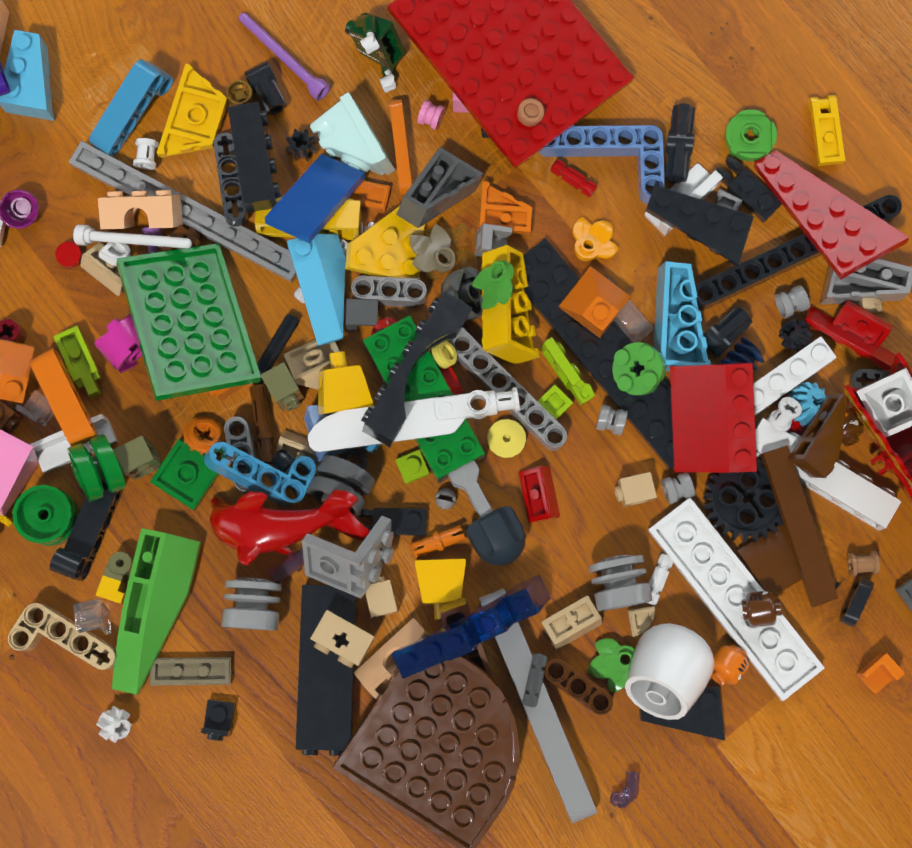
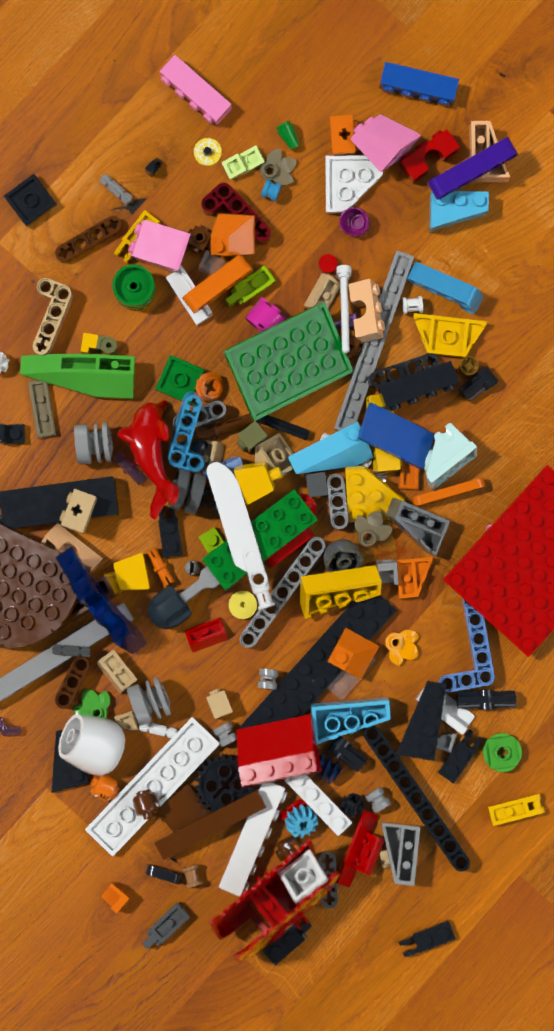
camera: 80 degrees right, 5 degrees up
(86, 536) = (129, 318): black beam -> none
(92, 616) = (68, 333): clear panel -> none
(101, 466) = (170, 317): green wheel -> none
(112, 251) = (333, 297): white tile -> none
(137, 458) = (184, 343): olive brick -> none
(297, 139) = (433, 420): black gear -> none
(317, 87) = (486, 421): medium lavender piece -> none
(348, 569) = (126, 505): light grey bracket -> none
(379, 42) = (523, 462): dark green torso -> none
(381, 598) = (113, 533): tan brick -> none
(431, 114) = (478, 510): bright pink wheel -> none
(443, 325) = (313, 545): black arch -> none
(444, 355) = (294, 549): light yellow tile -> none
(495, 283) = (349, 579): bright green plate -> none
(530, 112) = (483, 583): nougat tile -> none
(555, 402) = (274, 635): lime plate -> none
(566, 372) = (298, 641): lime hinge -> none
(573, 178) = (447, 624): red axle -> none
(626, 360) = (315, 696): bright green plate -> none
(785, 414) = (292, 802): white bush -> none
(822, 440) = (273, 831): reddish brown slope -> none
(834, 223) = (438, 822): wing -> none

